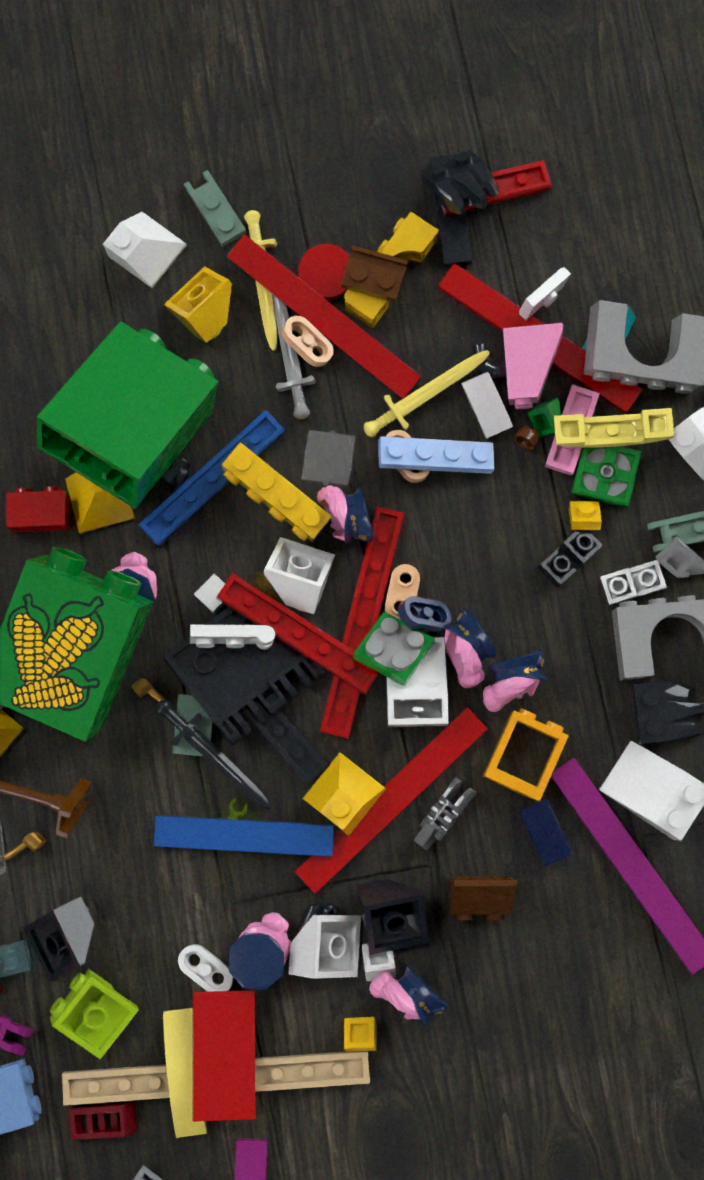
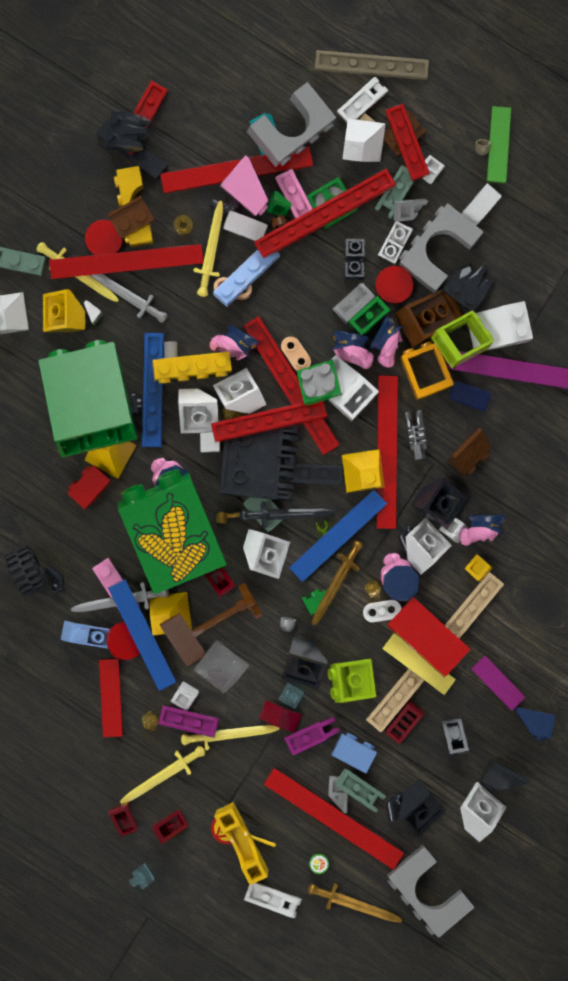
camera: 55 degrees left, 5 degrees up
(32, 840) = (245, 636): pearl gold hand -> none
(67, 755) = (220, 581): none -> dark red slope
(91, 875) = (287, 624): none -> light grey hinge
(146, 773) = (265, 553): none -> white slope
(147, 884) = (314, 600): none -> green brick
(190, 885) = (347, 563): none -> pearl gold sword
(221, 934) = (373, 589): none -> clear yellow plate
(232, 544) = (196, 411): none -> white slope
(232, 635) = (230, 463): white plate -> none
(233, 334) = (94, 313): none -> white slope
(274, 454) = (170, 349): none -> light grey hinge
(309, 340) = (130, 280): light nougat plate -> none
(328, 457) = (196, 325): clear piece -> none
(423, 330) = (183, 218): none -> clear yellow plate
(424, 614) = (316, 353): dark blue plate -> none
(521, 603) = (354, 303): none -> light grey hinge
(521, 633) = (369, 317): none -> green brick
(545, 294) = (219, 146): white plate -> none
(573, 756) = (448, 348): none -> lime window
(585, 515) = (342, 233): yellow plate -> none
(585, 626) = (394, 285): none -> red tile
(587, 475) = (324, 213): none -> red tile
(587, 700) = (426, 316): none -> reddish brown slope
(613, 430) = (316, 179): light yellow slope -> none

